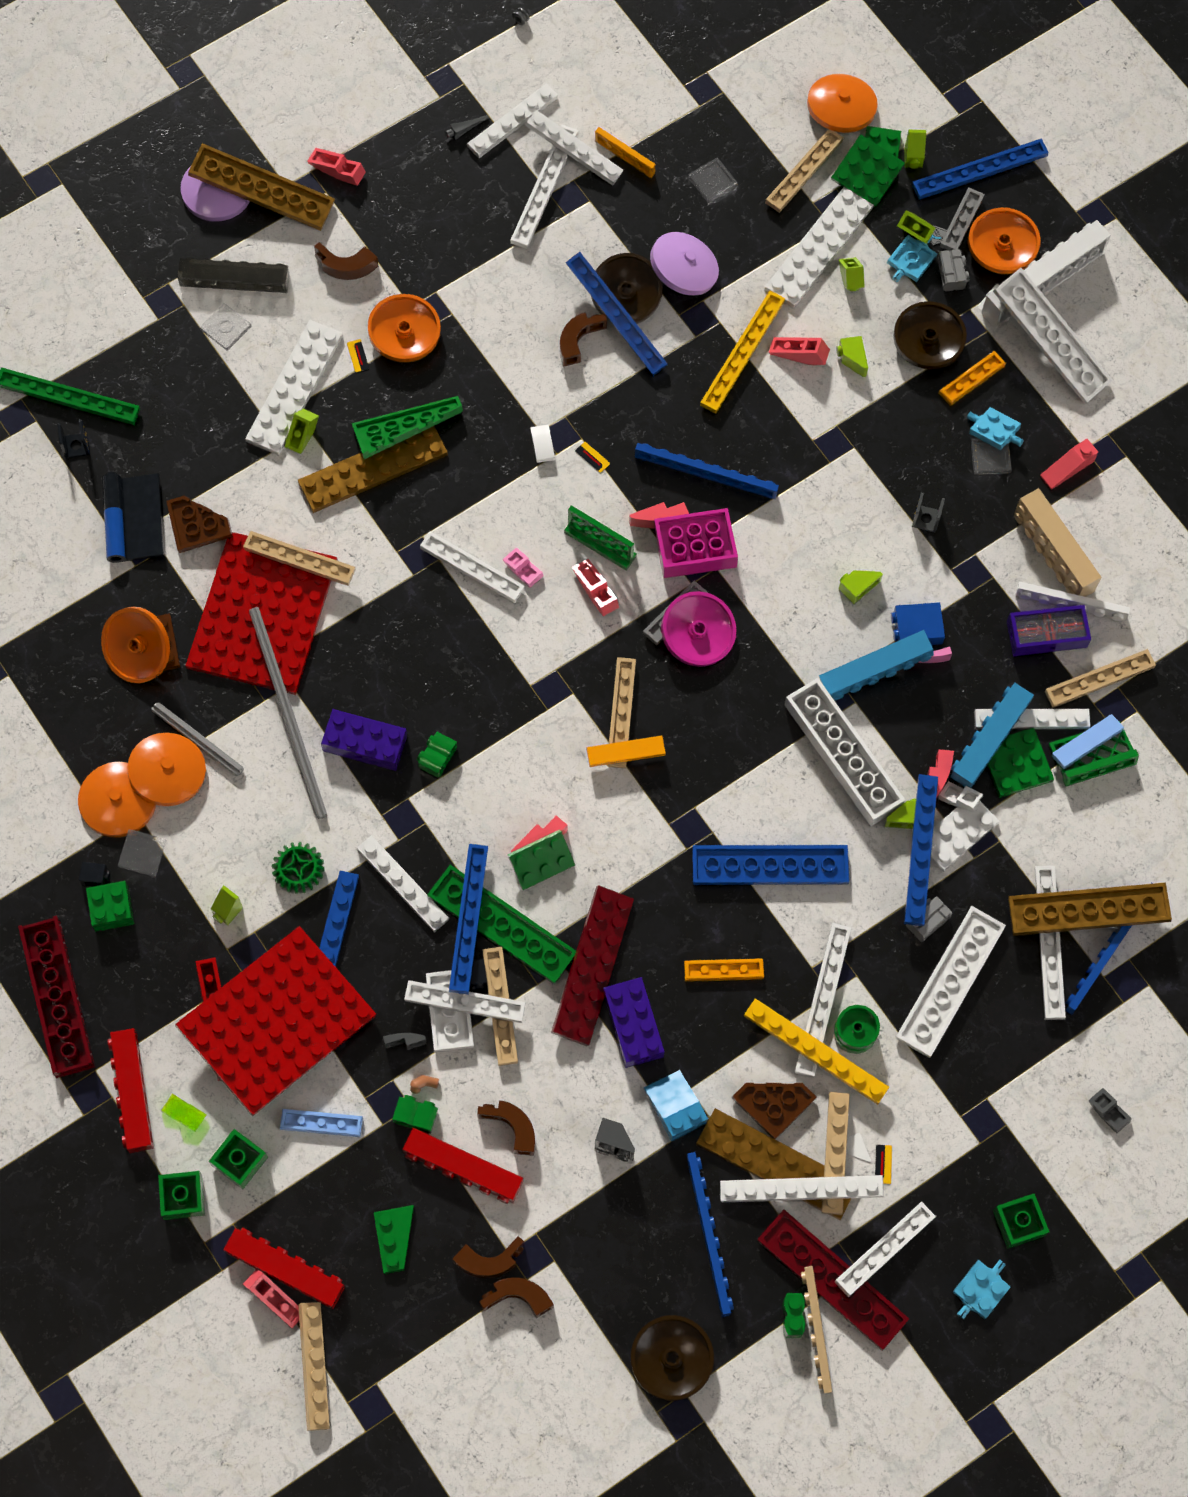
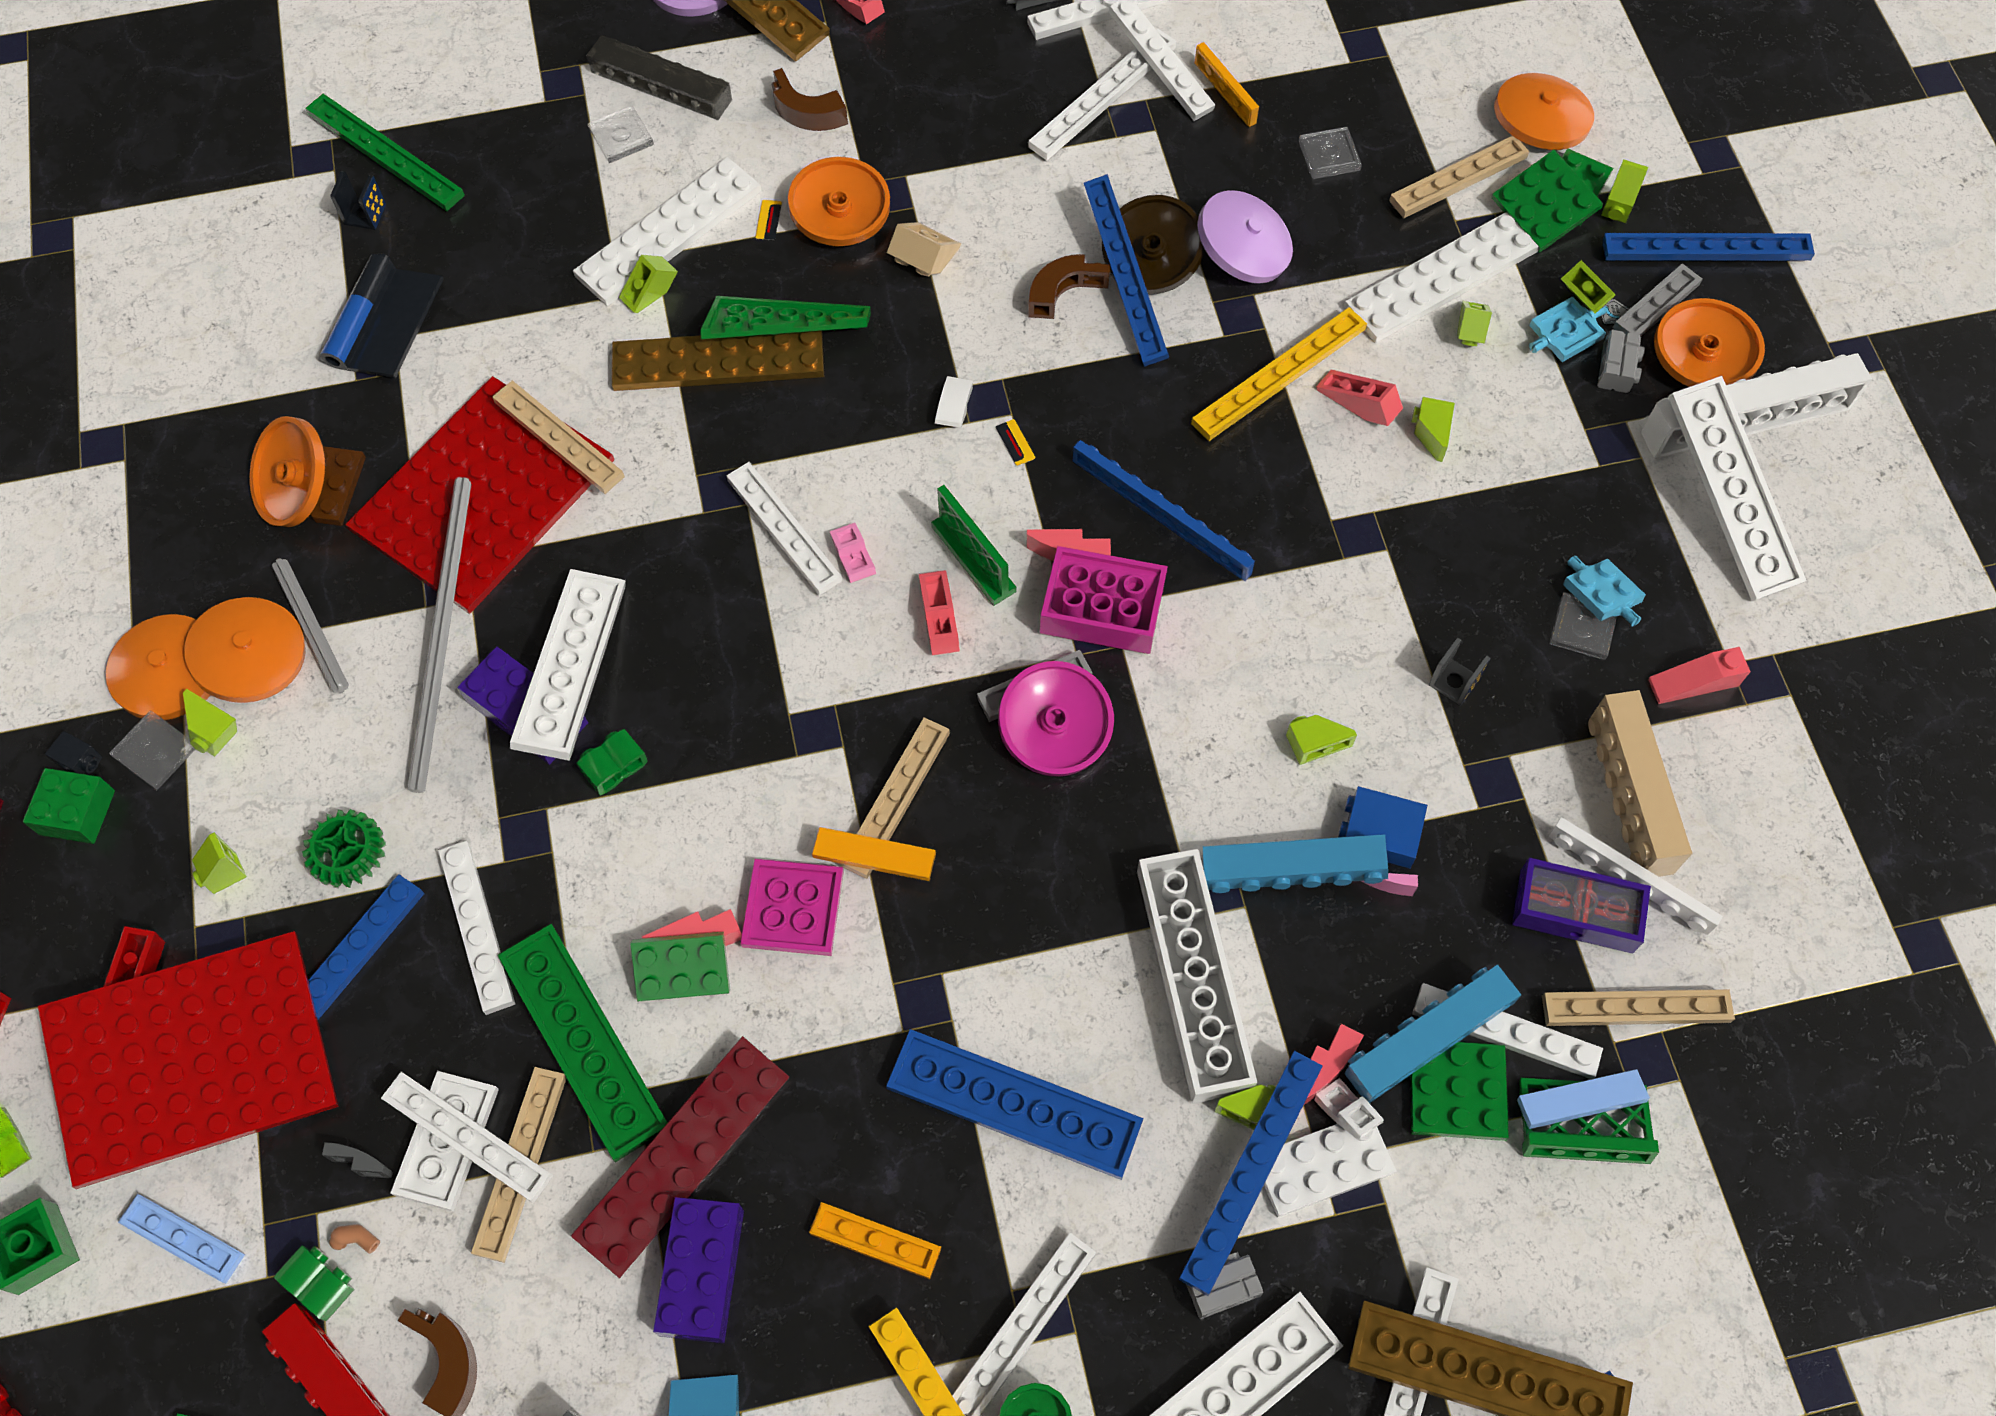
camera: 25 degrees right, 5 degrees down
(168, 824) = (207, 725): none -> lime slope
(196, 524) = (453, 353): reddish brown plate -> none
(385, 702) = (568, 665): none -> white plate
(468, 919) = (529, 1016): blue plate -> none
(474, 342) = (922, 248): none -> tan slope
(478, 976) = (505, 1101): black brick -> none
(589, 801) = (792, 907): none -> dark pink plate
(929, 335) = (1554, 434): dark brown dish -> none
(972, 378) = (1595, 512): light orange tile -> none

